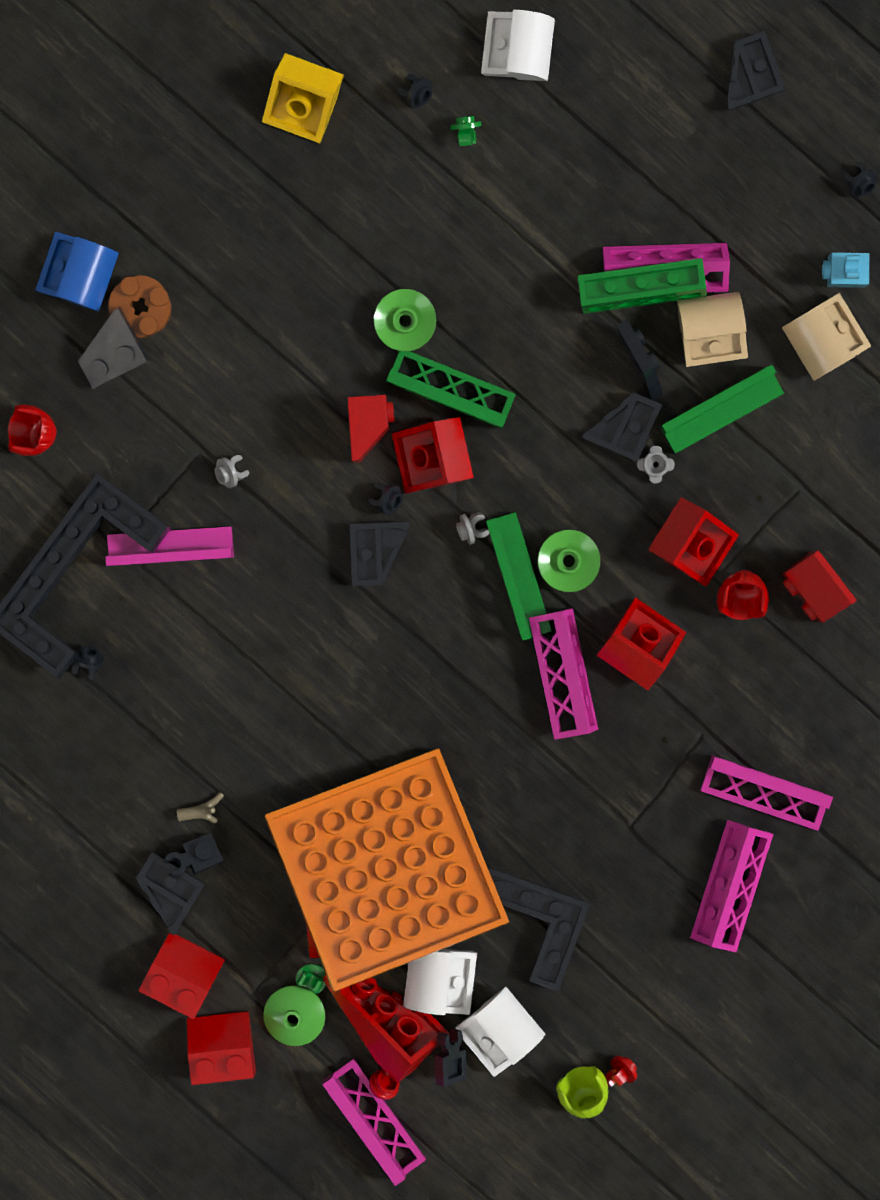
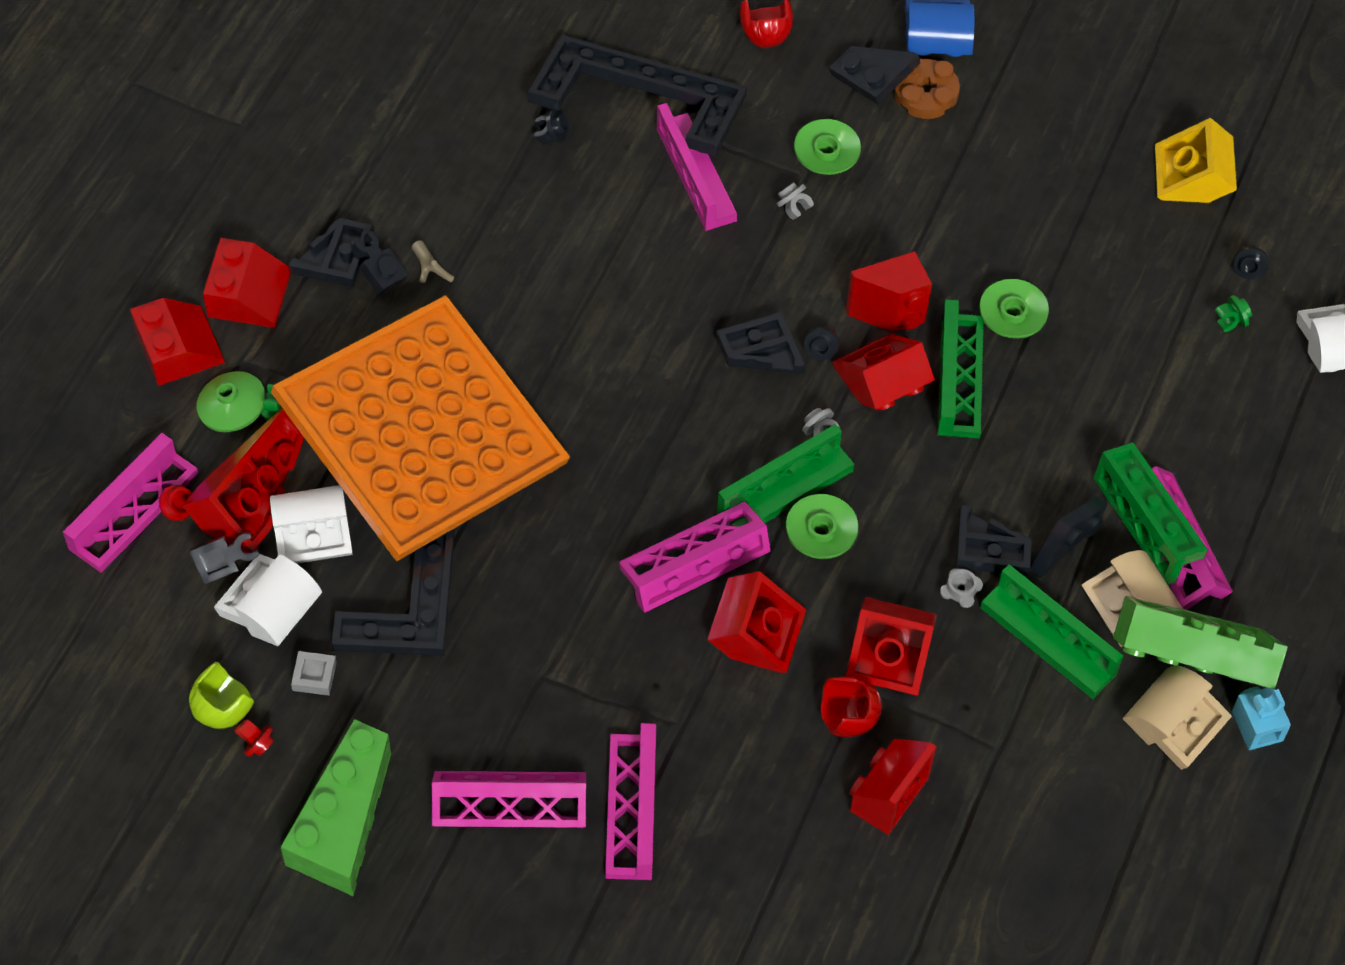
camera: 75 degrees right, 30 degrees down
(172, 411) = (831, 137): none -> bright green dish
(577, 1011) = (313, 673): none -> light grey plate
(713, 1024) = (337, 818): none -> bright green wedge
(783, 296) = (1200, 641): none -> bright green wedge

